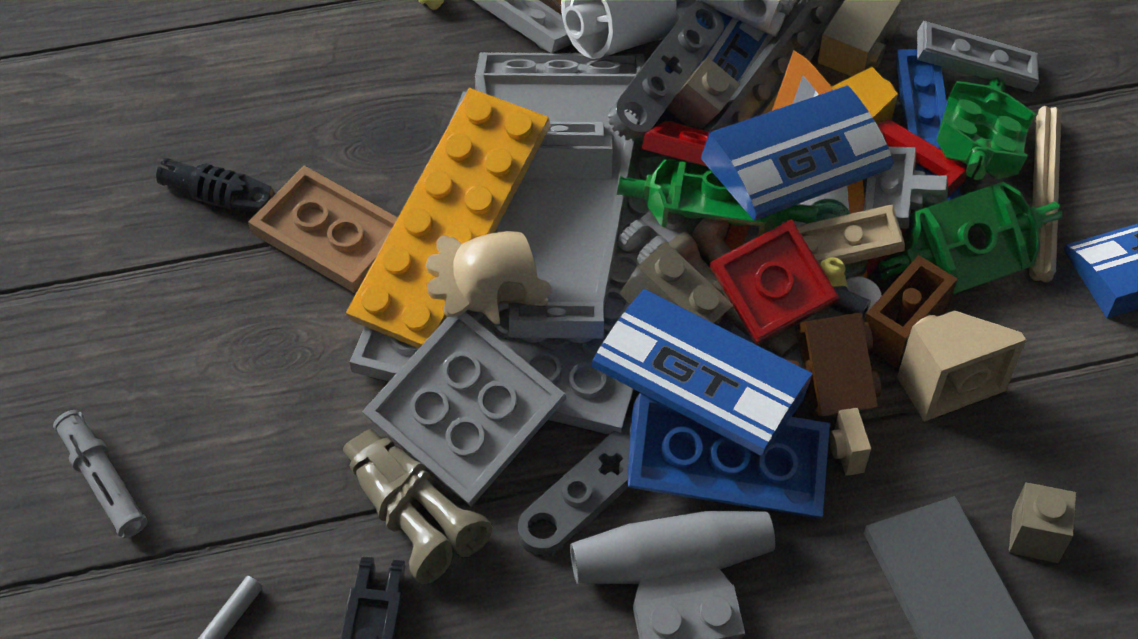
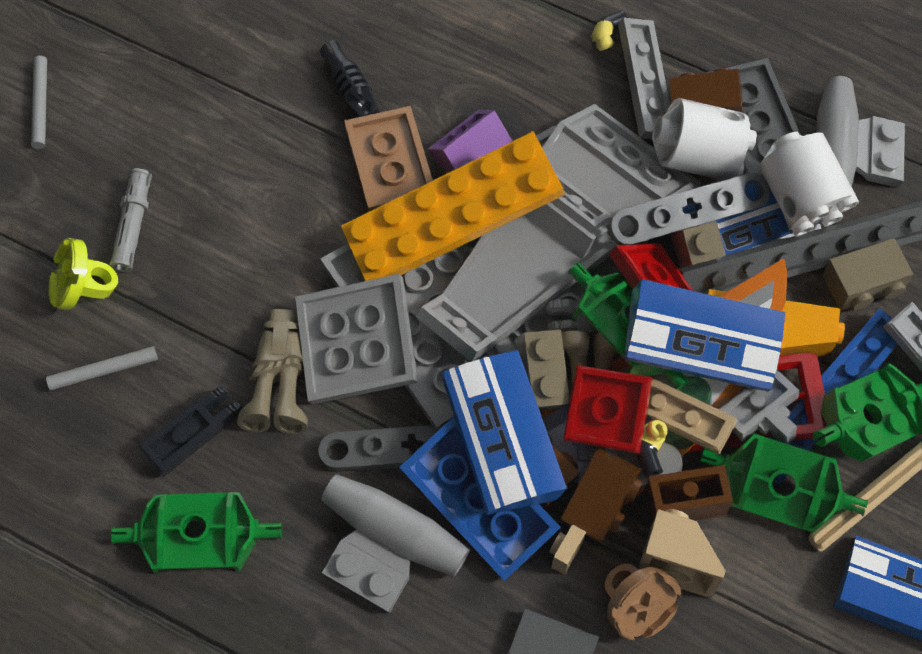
camera: 40 degrees right, 10 degrees up
(92, 566) = (75, 278): none -> neon yellow tile
(396, 159) = (470, 140): none -> medium lavender brick
(485, 274) = (428, 265): tan piece -> none
(966, 429) = (640, 600): none -> medium nougat tile

